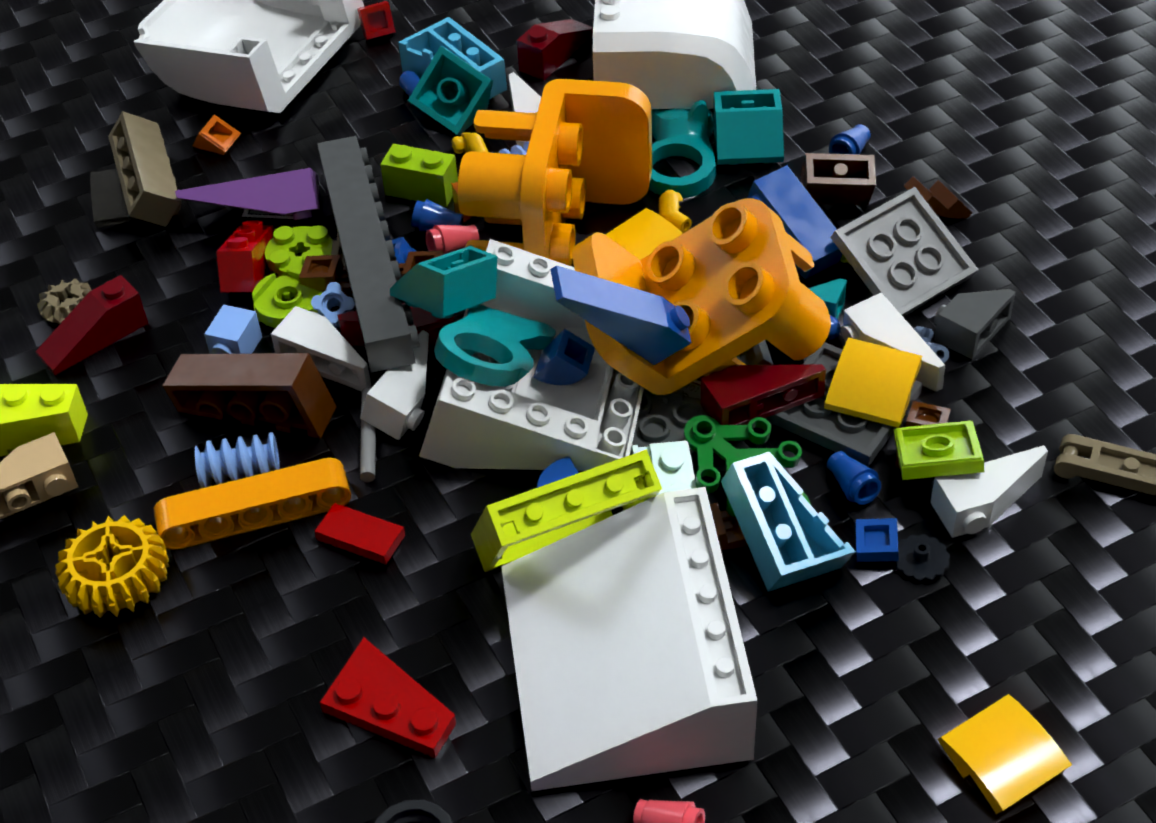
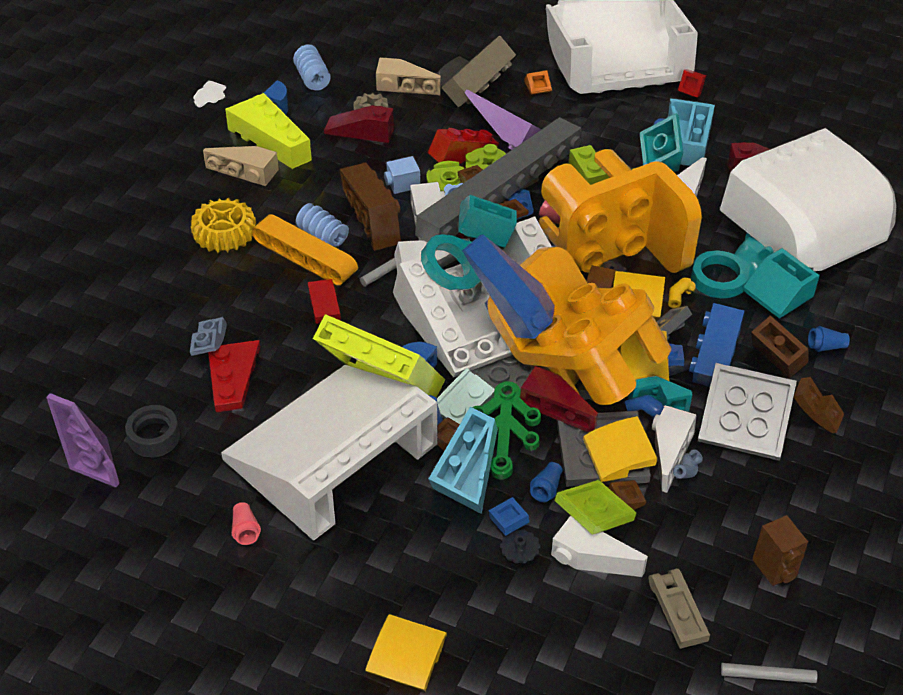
camera: 50 degrees right, 0 degrees up
(62, 240) = (402, 76): none -> tan slope
(306, 690) = (209, 336): none -> sand blue slope
(973, 320) = (733, 476): dark grey slope -> none
(1117, 336) = (780, 550): none -> reddish brown brick

